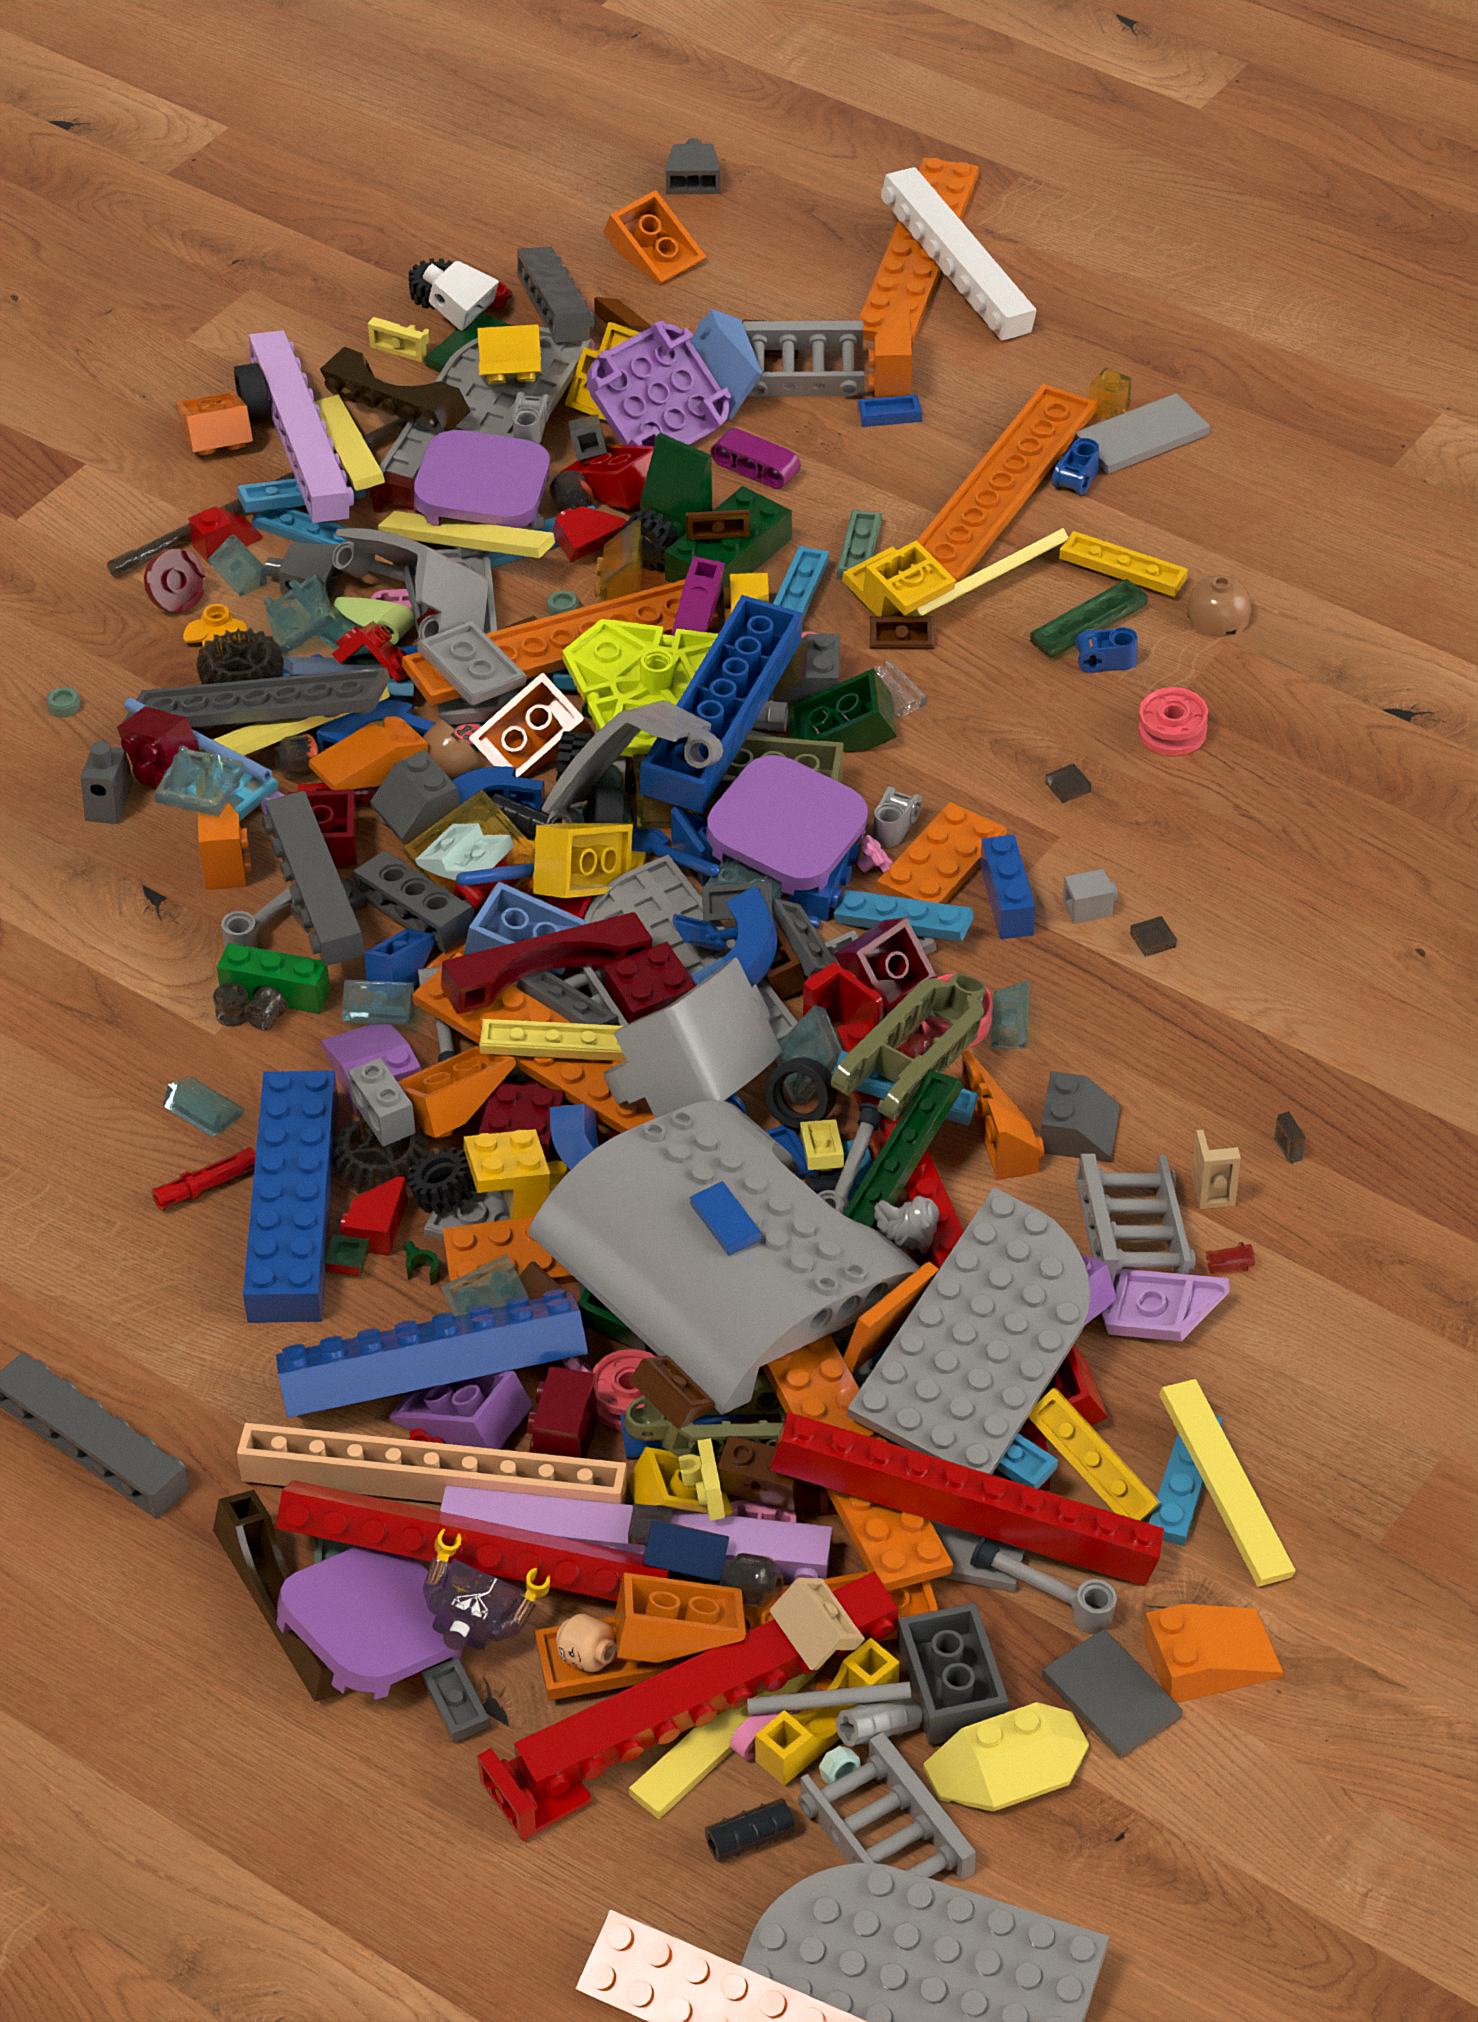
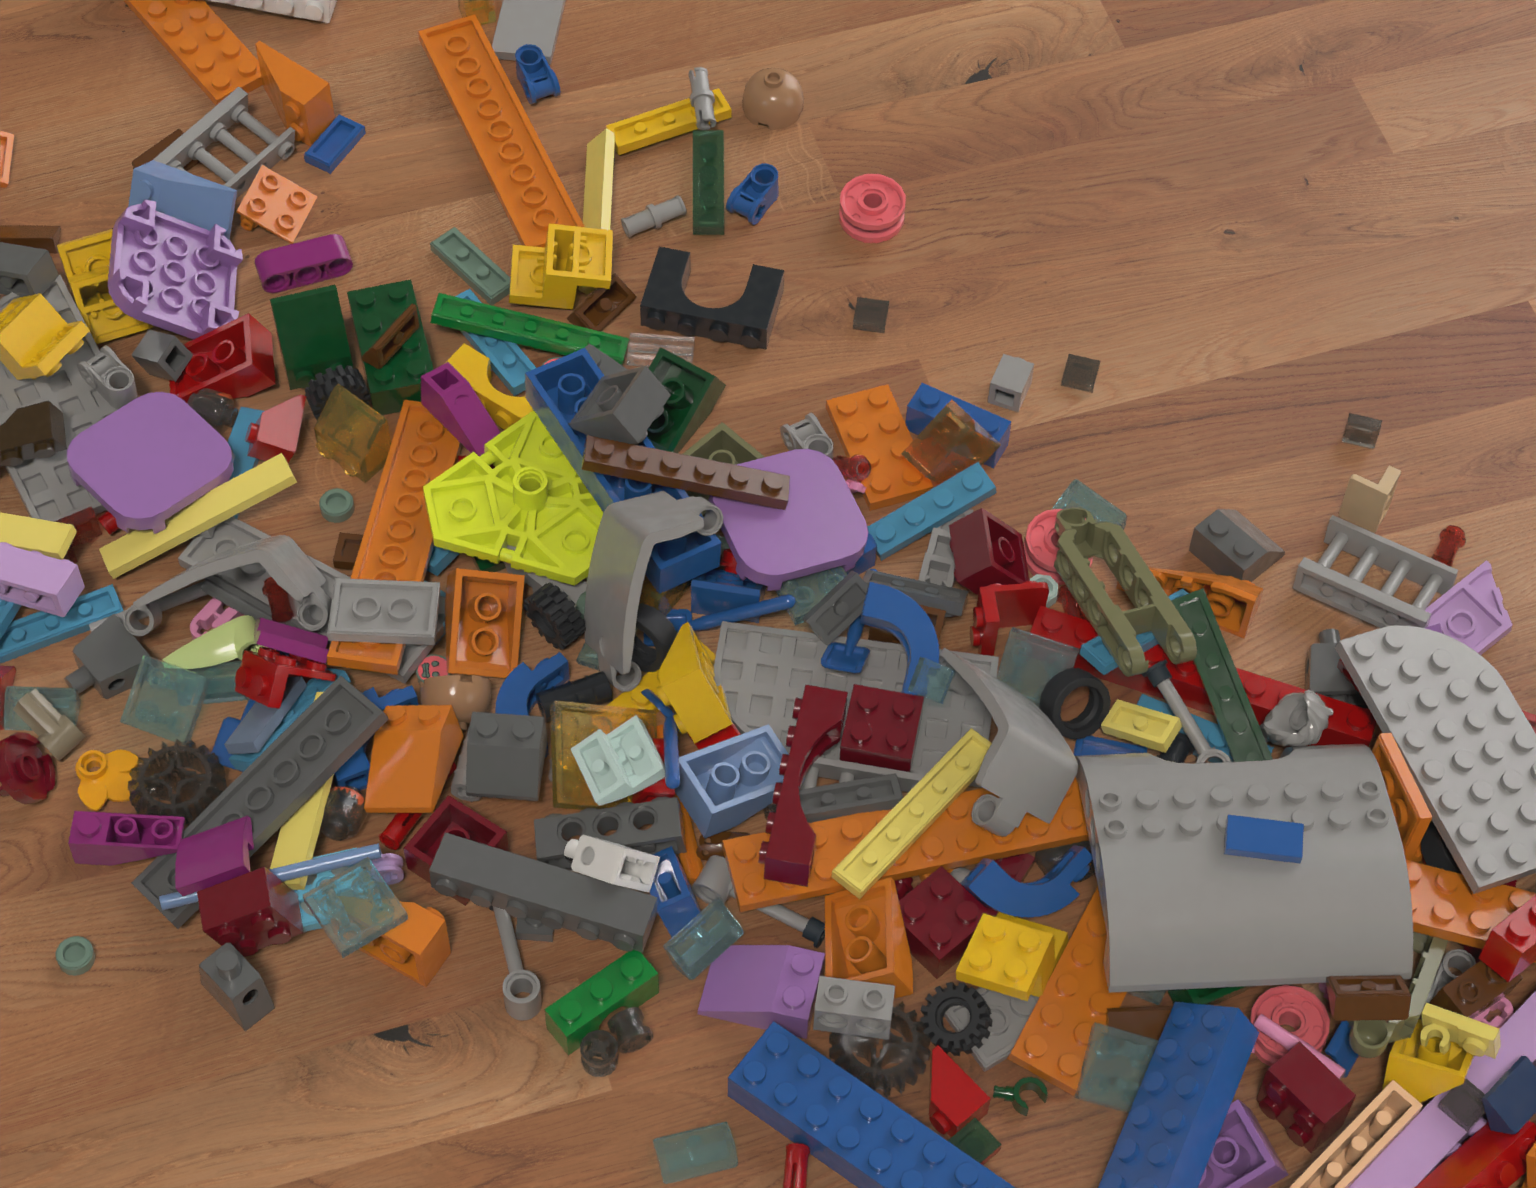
camera: 55 degrees left, 10 degrees up
(166, 657) = (121, 837): none -> magenta slope
(184, 699) = (213, 856): none -> magenta slope
(223, 580) = (54, 730): none -> dark tan piece
(368, 894) = (605, 862): none -> white torso
(398, 629) = (291, 640): none -> magenta slope
(604, 1394) = (1289, 1040): none -> bright pink piece
(745, 729) = (685, 472): none -> reddish brown plate
(759, 657) = (622, 406): none -> dark grey slope
(792, 413) = (275, 205): none -> orange hinge
(824, 602) = (523, 328): none -> green tile
(887, 852) = (854, 467): none -> clear red pin
(966, 876) = (950, 445): none -> clear orange slope
(973, 714) = (742, 323): none -> black arch
(1018, 608) = (653, 216): none -> light grey pin
(1158, 561) = (702, 98): none -> light grey pin

